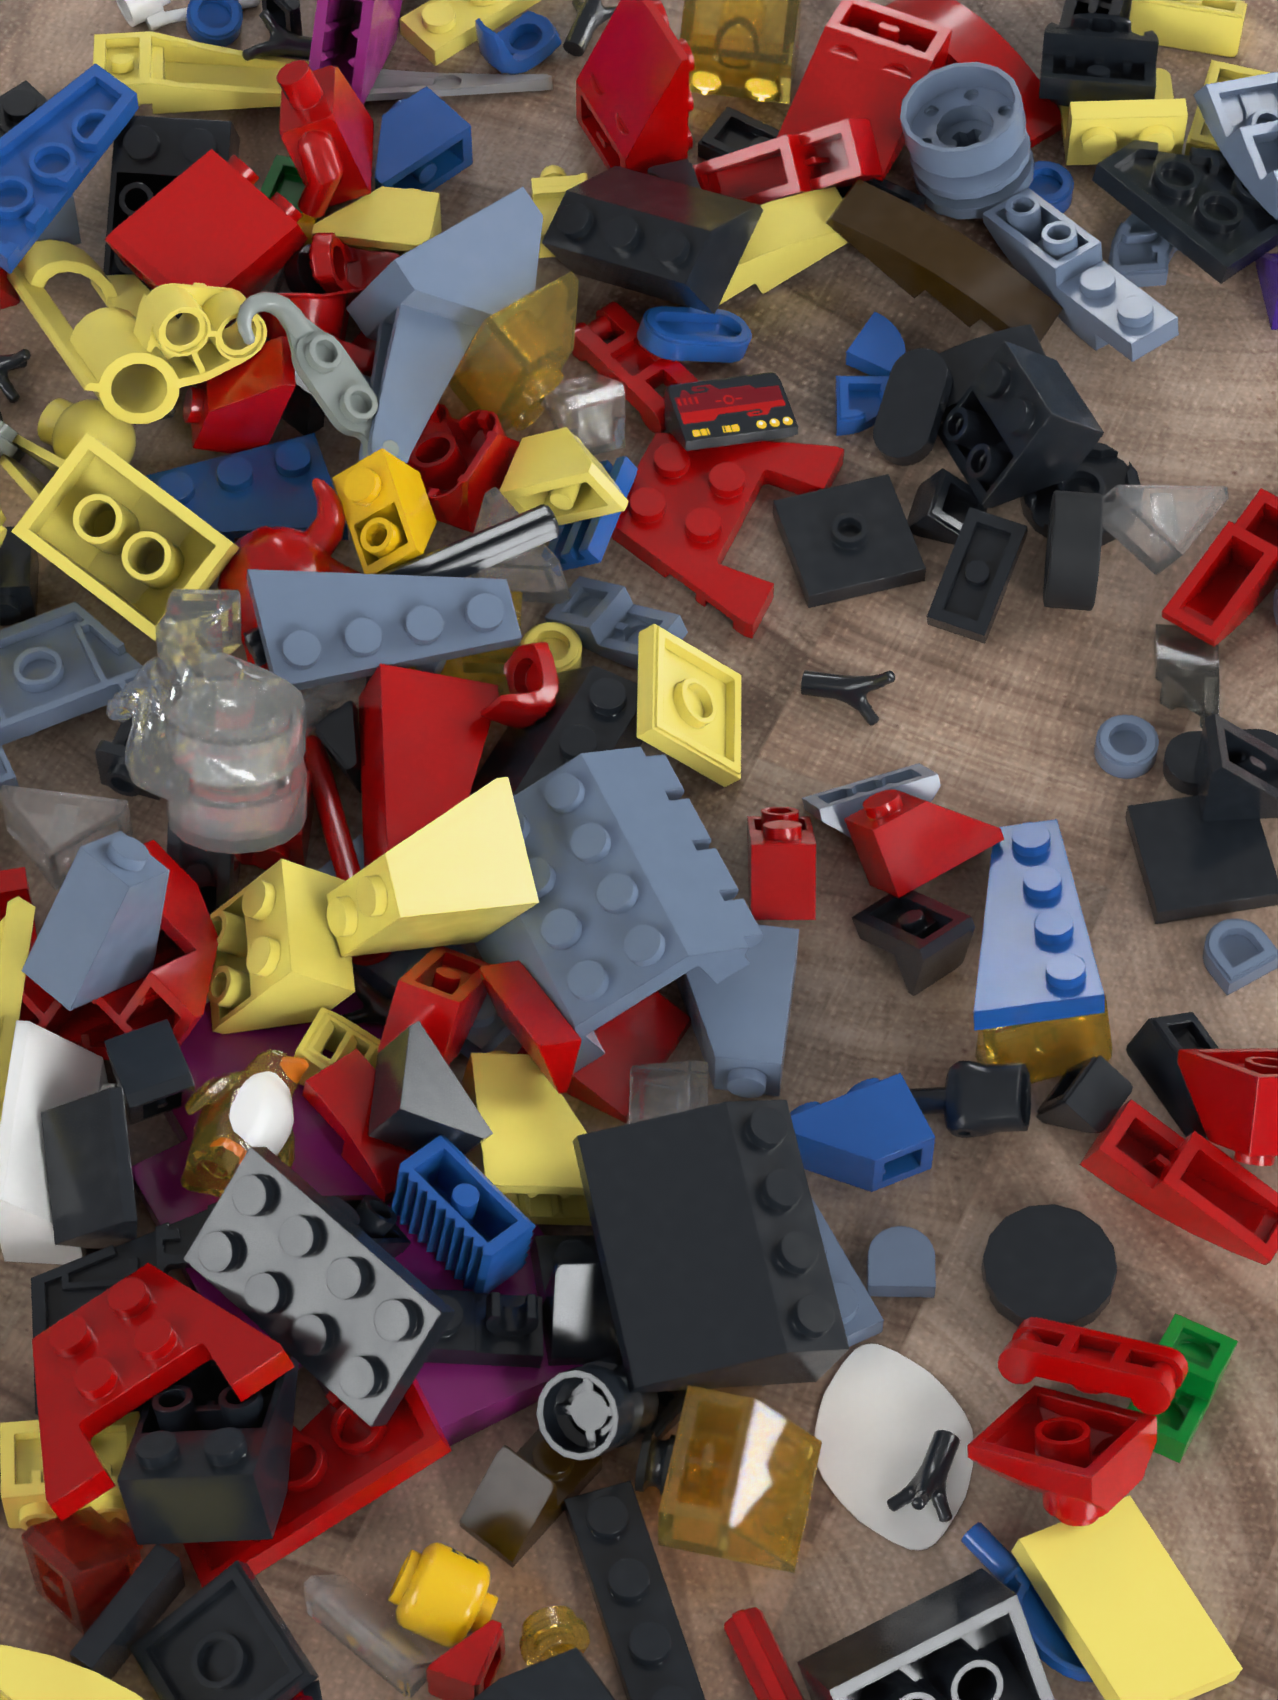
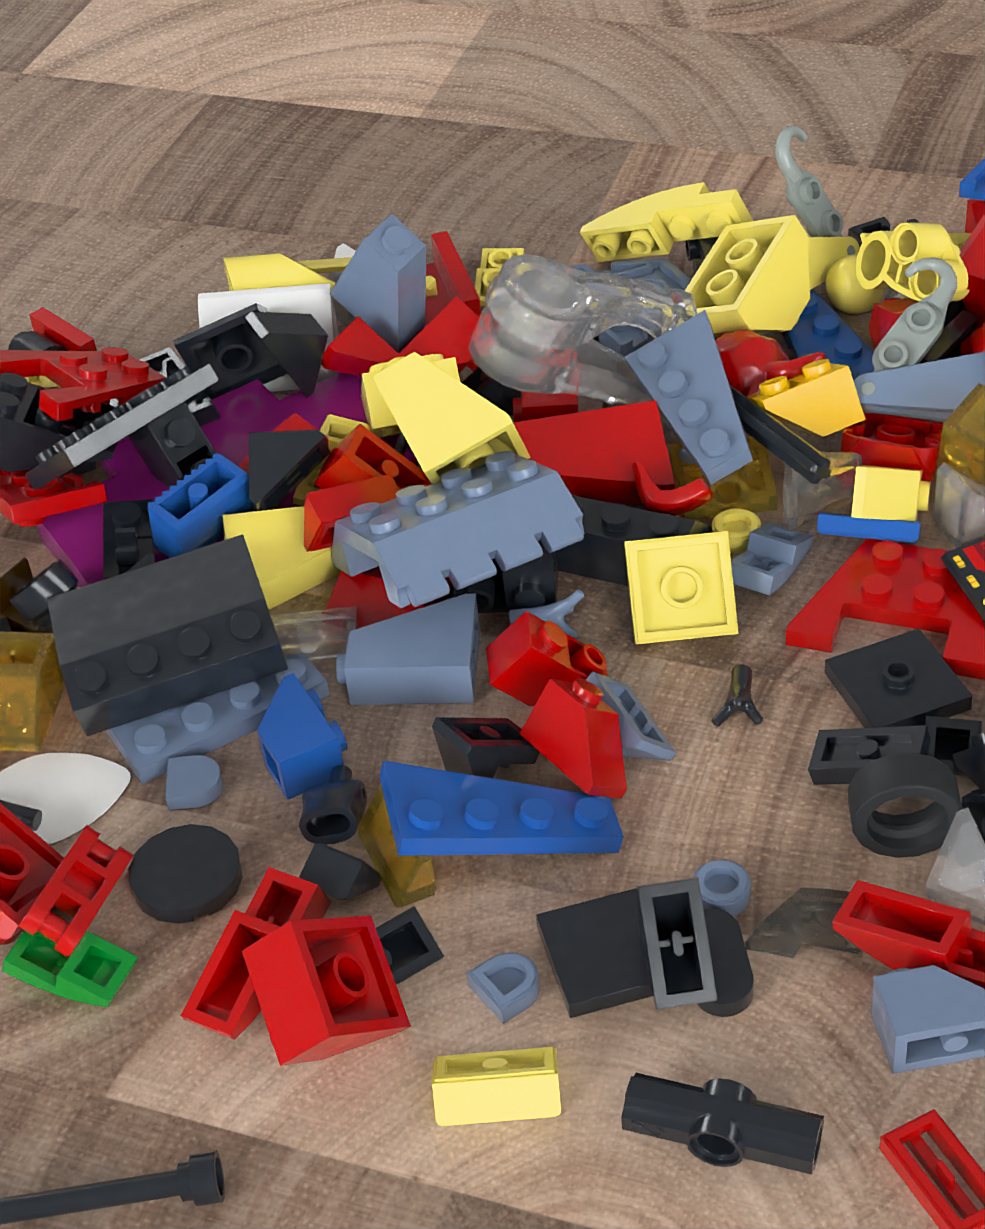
camera: 90 degrees right, 15 degrees down
(242, 1113) = (265, 395): animal -> none

